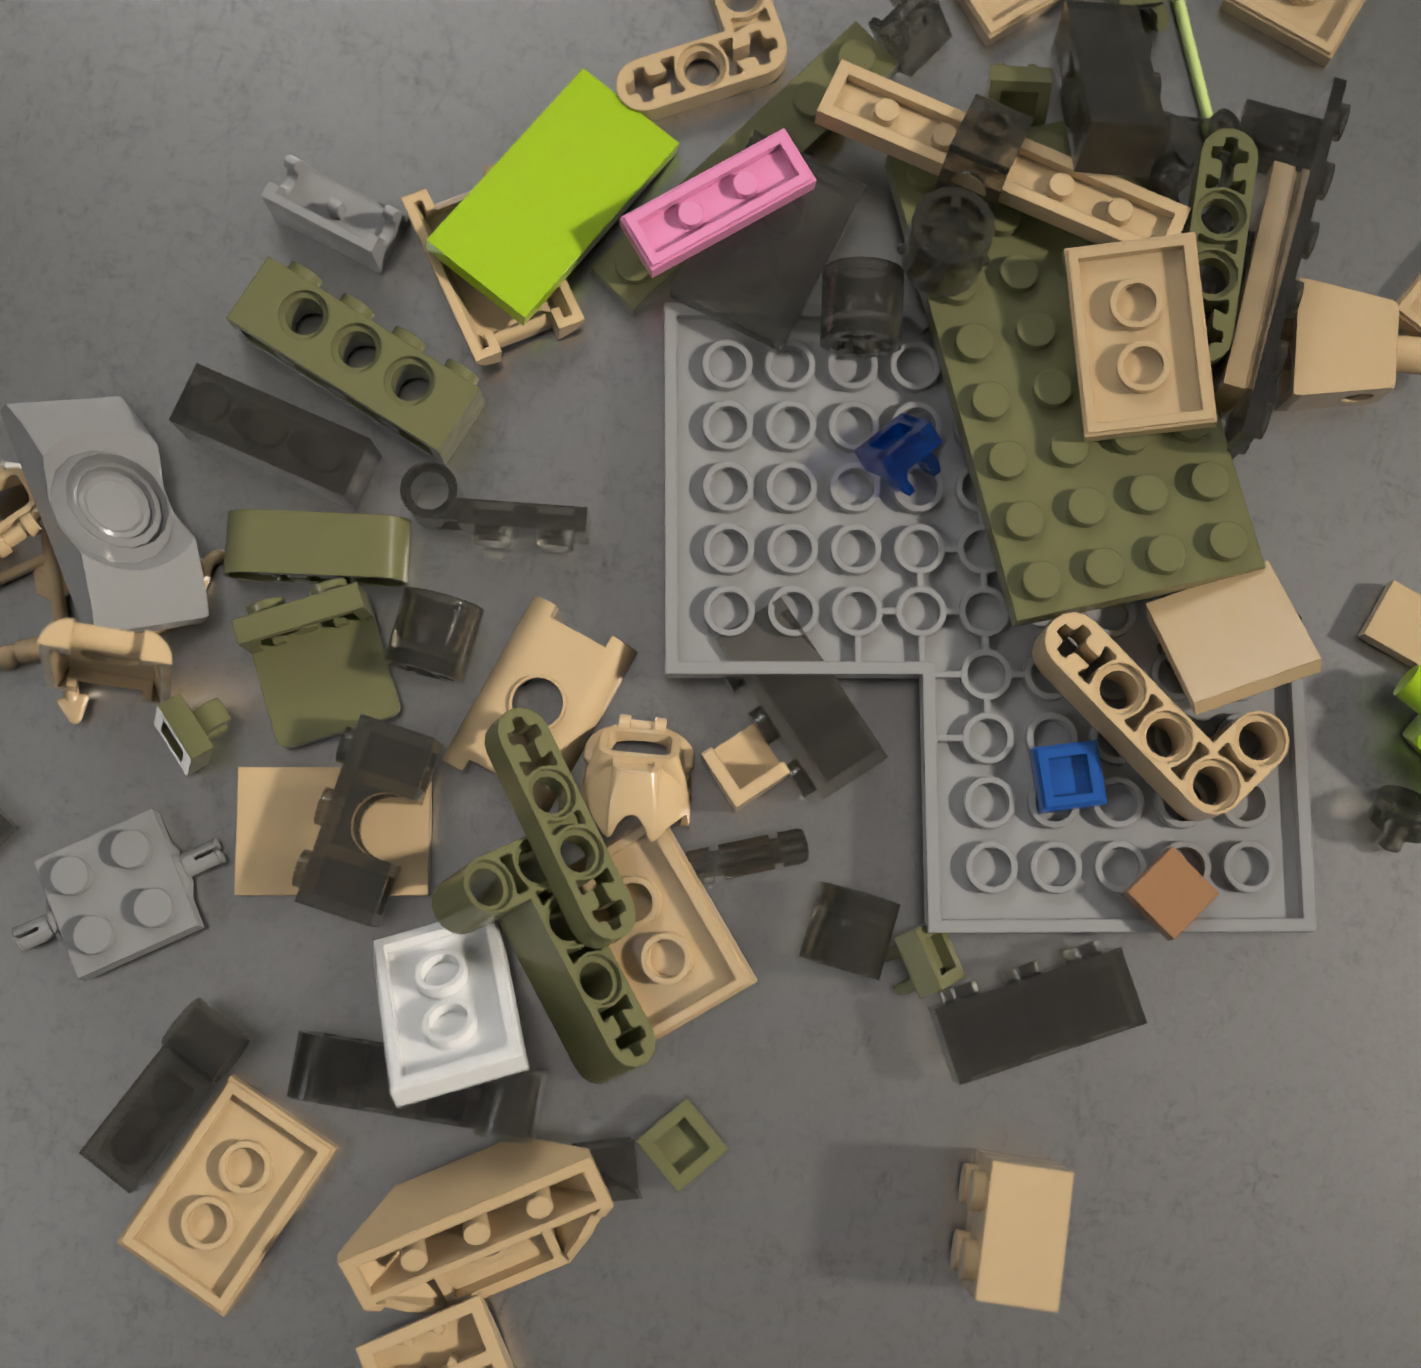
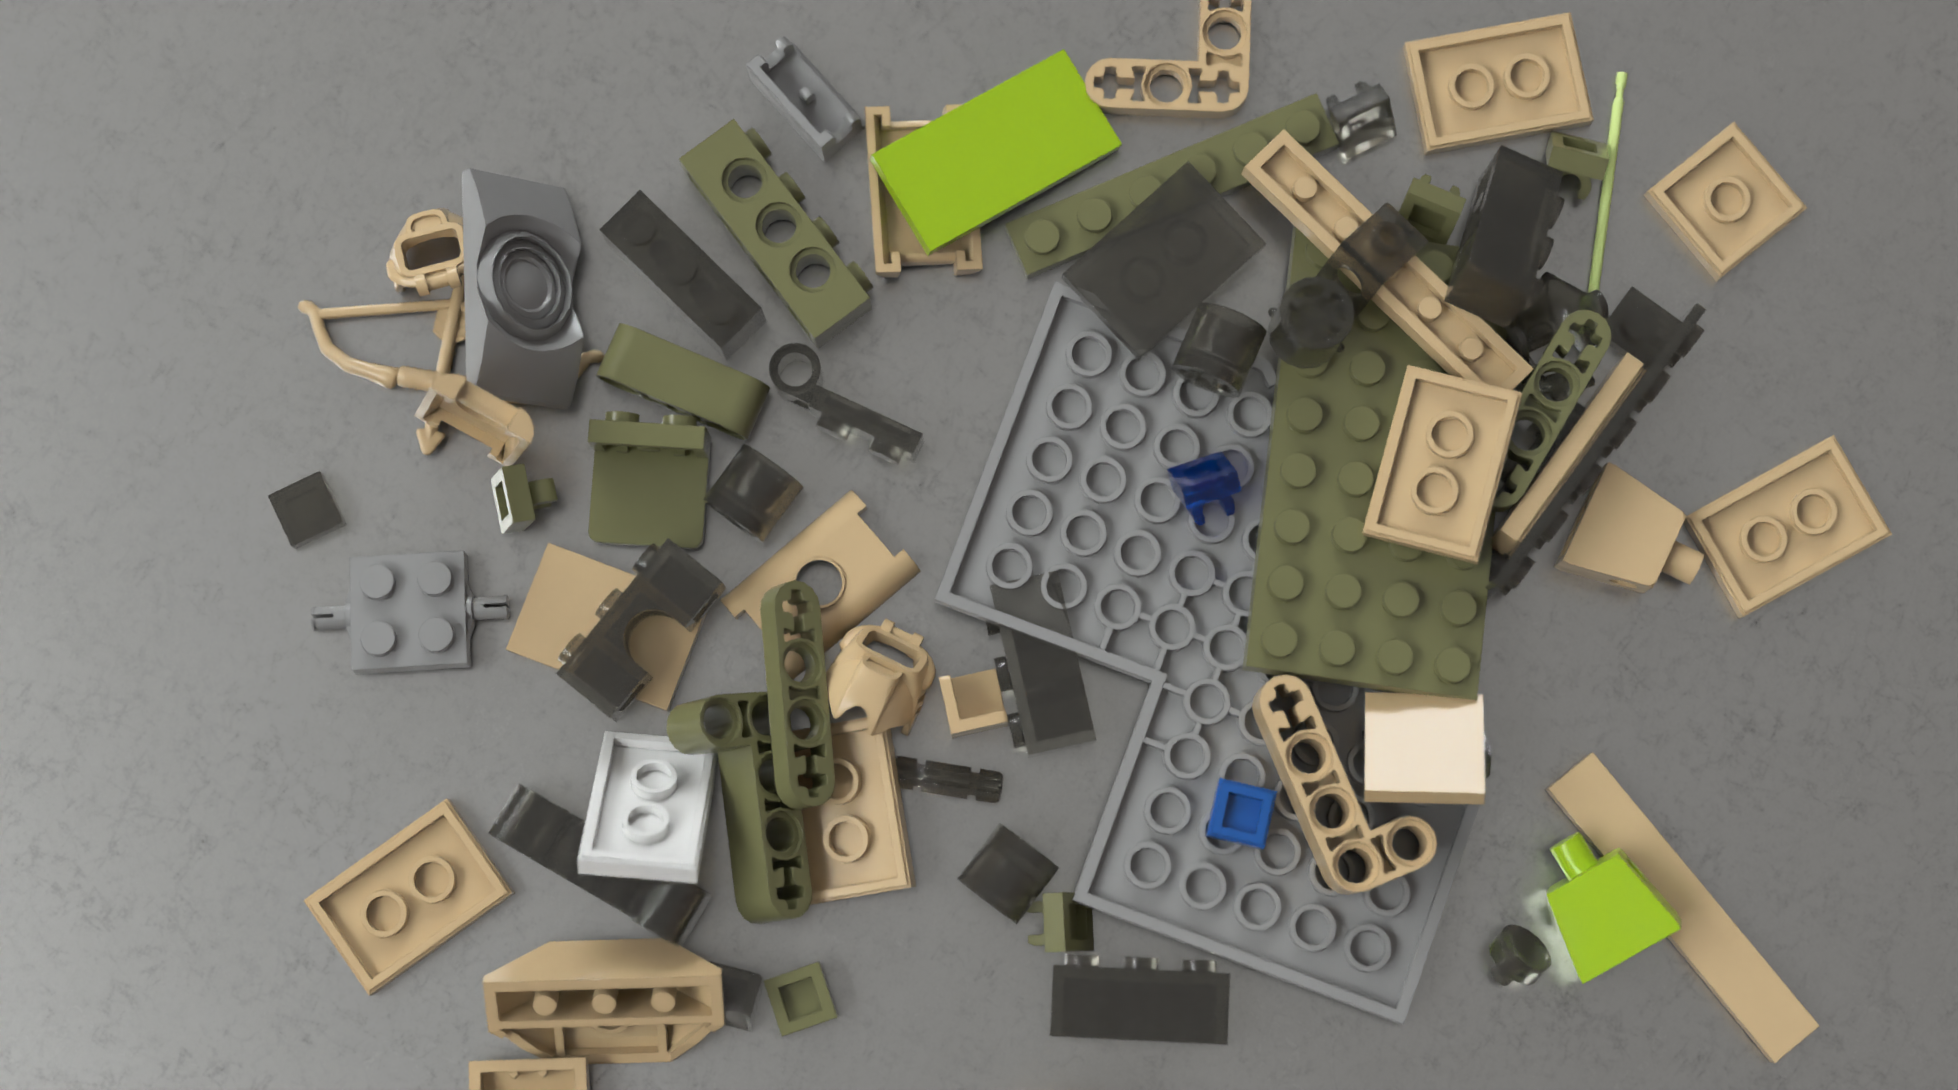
camera: 25 degrees right, 0 degrees up
(166, 1095) = (389, 794): clear smoke plate -> none
(717, 203) = (1131, 214): bright pink tile -> none
(1170, 893) = (1289, 944): medium nougat tile -> none

